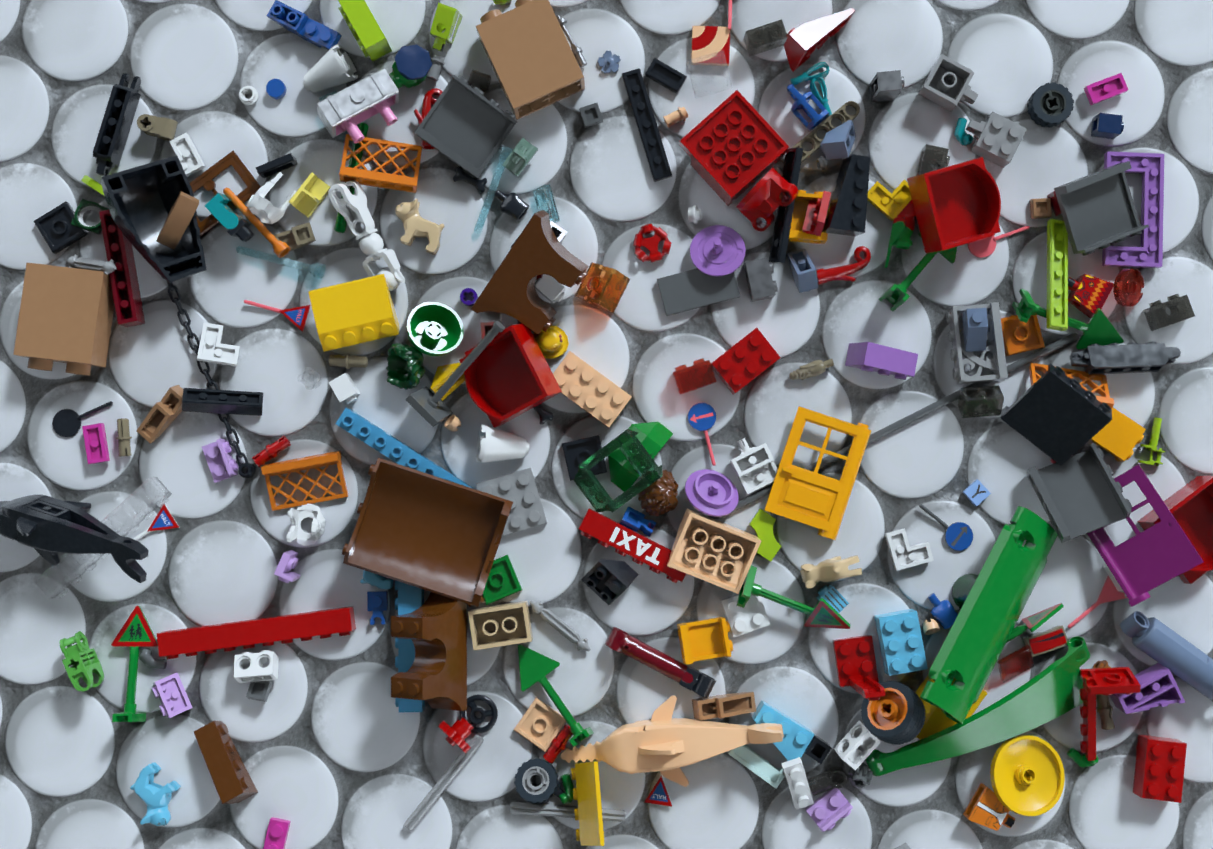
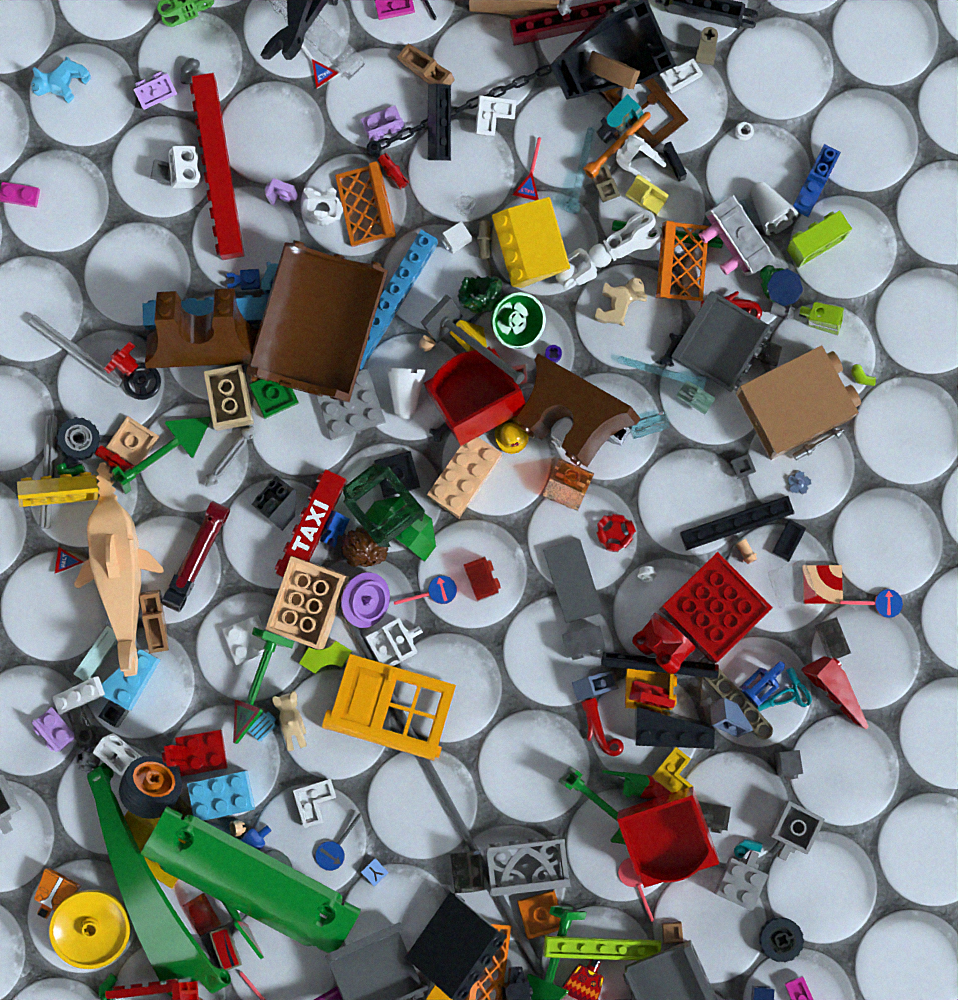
camera: 85 degrees right, 5 degrees down
(123, 437) = (401, 31): dark tan axle -> none
(133, 634) = (212, 53): green piece -> none
(224, 763) = (90, 142): reddish brown wedge -> none
(276, 88) = (752, 157): blue tile -> none
(512, 204) = (647, 392): black piece -> none
(704, 639) = (219, 599): light orange panel -> none
(717, 250) = (610, 597): medium lavender piece -> none
(745, 361) = (499, 629): red brick -> none
(811, 369) = (494, 698): dark tan piece -> none
(881, 359) = (506, 769): medium lavender wedge -> none
(975, 329) = (540, 861): sand blue slope -> none

